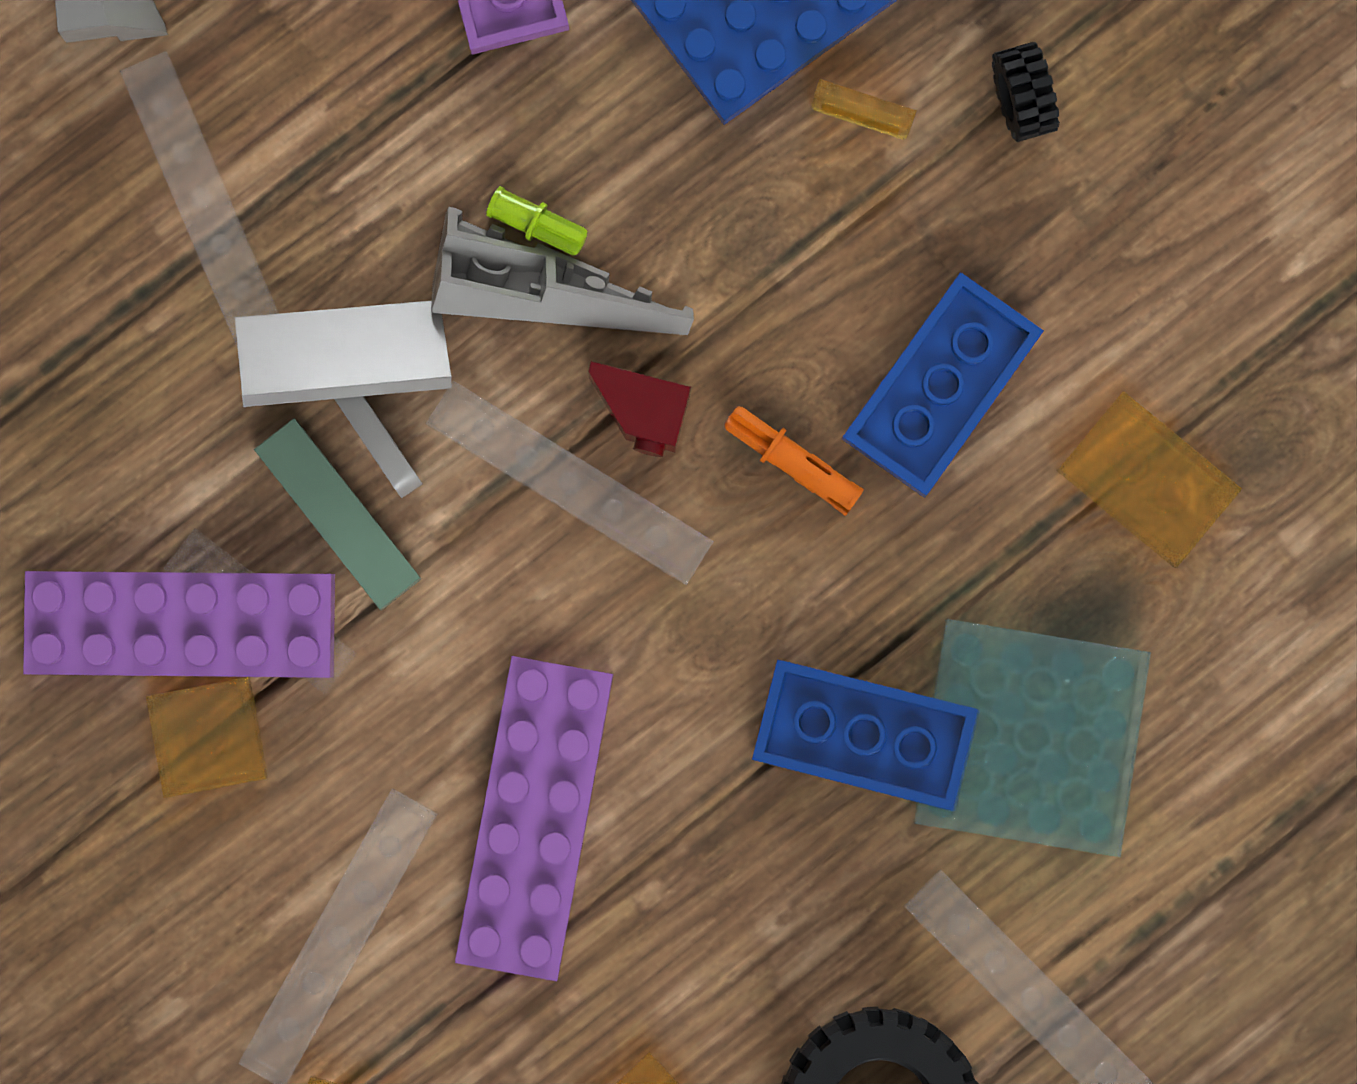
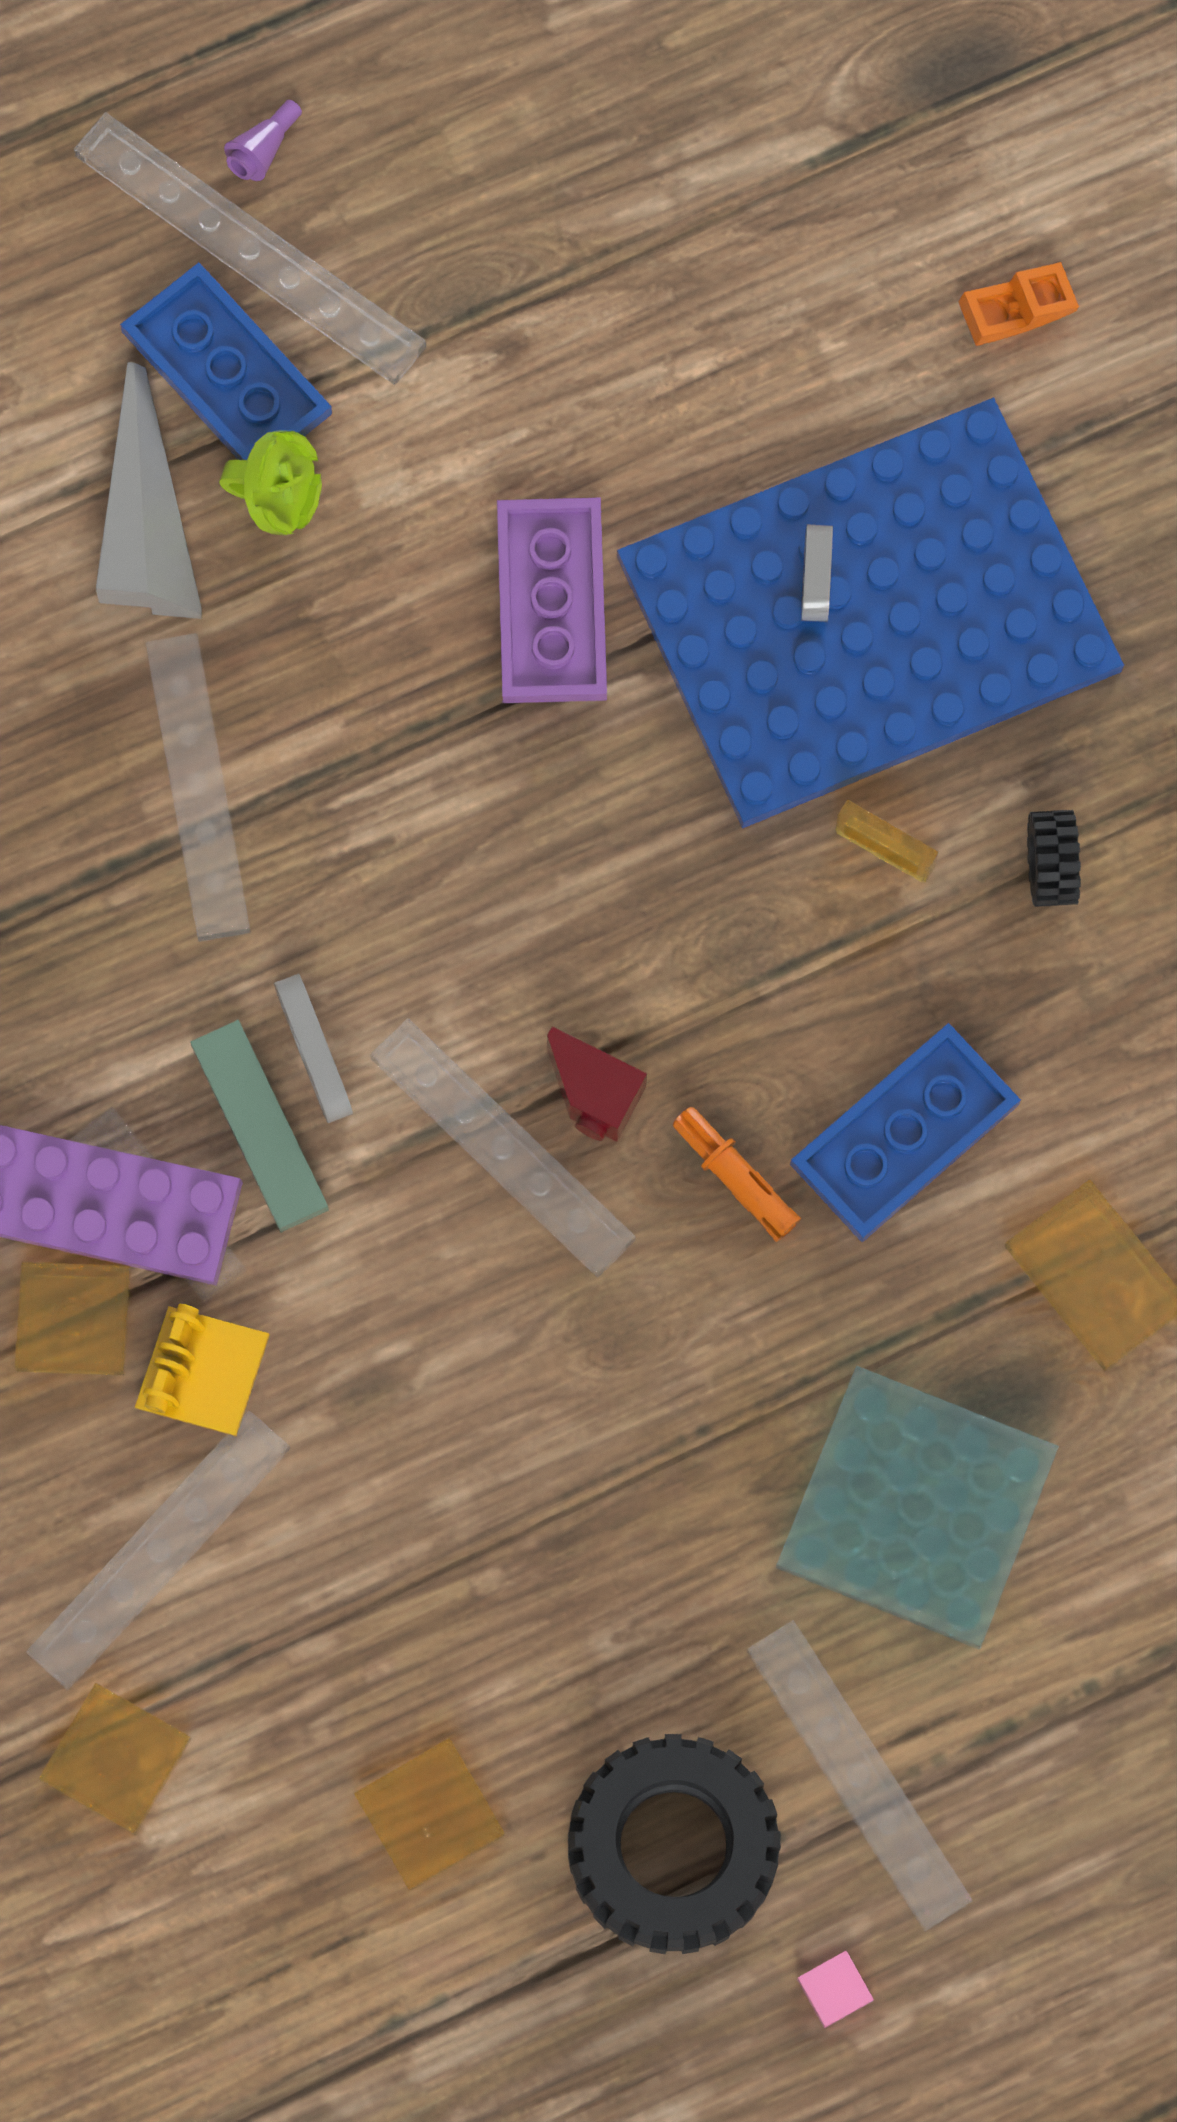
camera: 15 degrees right, 10 degrees down
(339, 761) = (202, 1370): none -> yellow hinge
(341, 353) = (303, 963): tile -> none
(496, 278) = (485, 931): light grey wedge -> none
(534, 818) = (387, 1475): medium lavender plate -> none
(536, 221) = (529, 880): lime axle -> none
(866, 735) = (746, 1462): blue plate -> none

